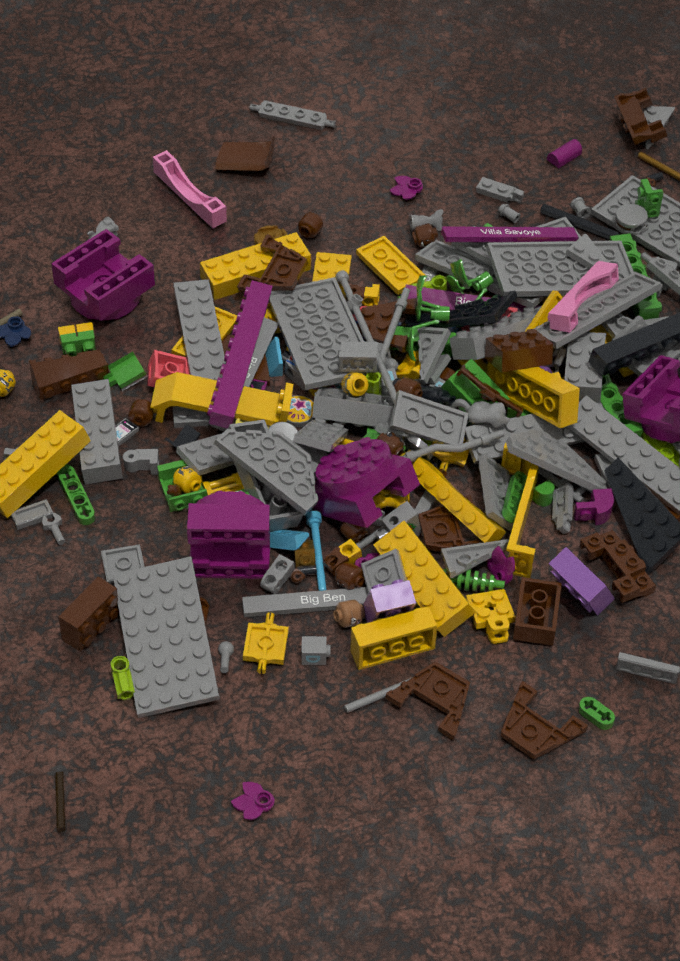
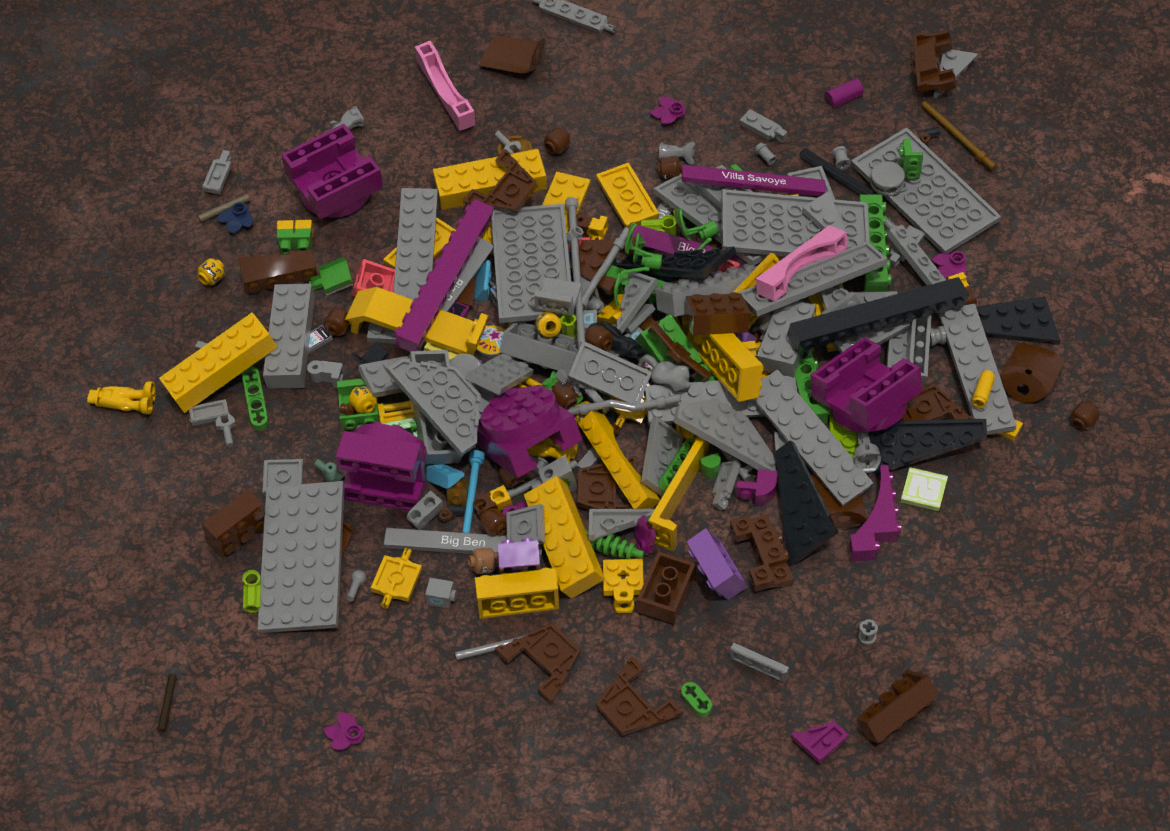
camera: 15 degrees right, 5 degrees up
(172, 550) = (330, 471): none -> sand green piece
(263, 232) = (508, 145): none -> light grey bar

